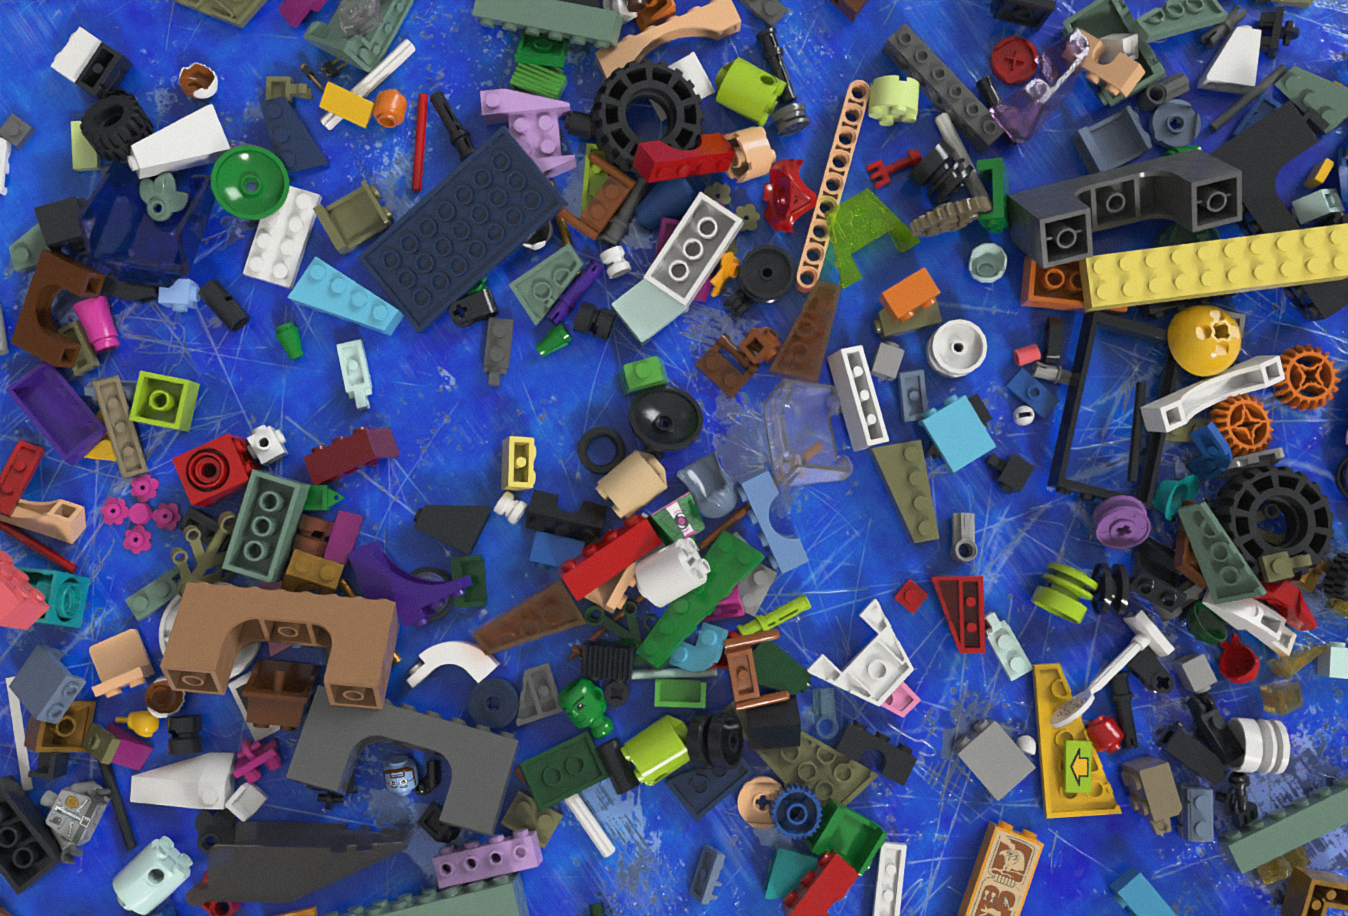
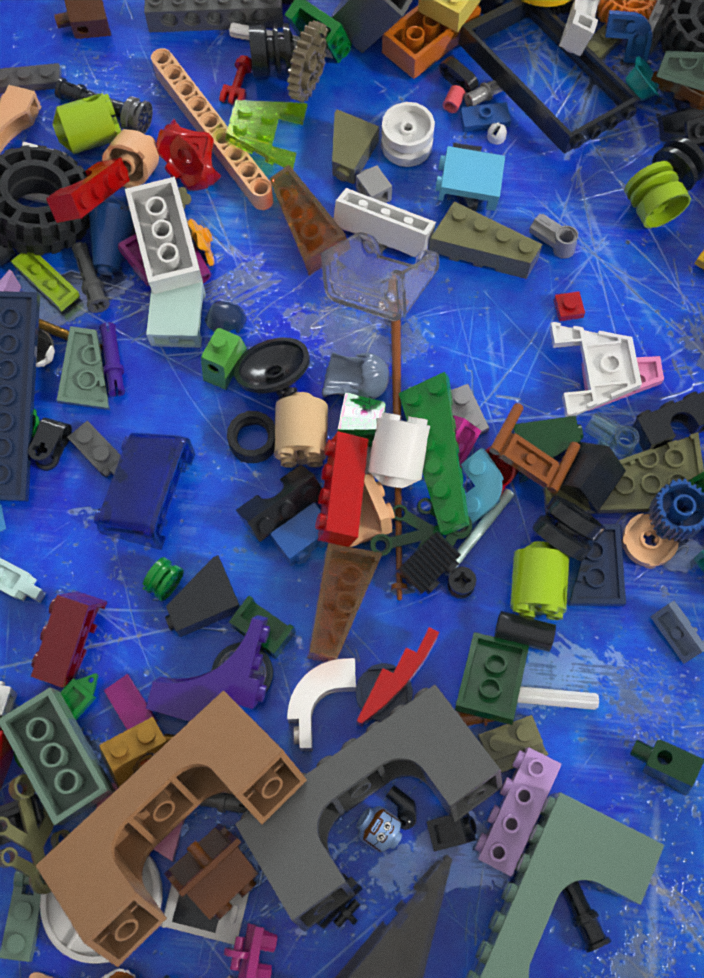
camera: 40 degrees left, 15 degrees down
(312, 544) = (100, 724): copper wheel -> none
(443, 479) = (162, 578): none -> green wheel
(497, 409) = (144, 487): none -> clear blue windscreen
(498, 707) = (391, 684): none -> red slope
(512, 508) = (232, 542): white wheel -> none
(518, 463) = (202, 505): light yellow brick -> none
(538, 694) = (399, 636): dark grey wing -> none
(554, 340) = (133, 402): green cone -> none
(585, 706) = (452, 614): green piece -> none
(594, 321) = (139, 364): black wheel -> none
(604, 202) = (66, 279): dark orange plate -> none
(615, 262) = (118, 311): white wheel -> none
(677, 347) = (226, 316): none -> dark blue hair
(680, 693) = (504, 531): bright green panel -> none
(721, 371) = (277, 304): reddish brown plate -> none
(737, 304) = (234, 252): black wheel -> none
(759, 492) = (394, 343): medium blue arch -> none
(760, 344) = (271, 255): dark orange brick -> none
(766, 260) = (232, 214): black wheel -> none
(775, 617) = (503, 407): lime pin -> none
(893, 100) = (190, 41): yellowish green brick -> none
(908, 295) = (339, 127): orange brick -> none
(912, 394) = (414, 187): sand blue plate -> none
(964, 610) = (612, 273): red wedge -> none
(987, 262) = (363, 71): light aqua hair -> none
(1006, 647) = (665, 271): light aqua hinge -> none
(1011, 472) = (533, 168): black brick -> none
(1121, 522) = (634, 122): medium lavender wheel -> none
(1136, 433) = (575, 64): black bar -> none

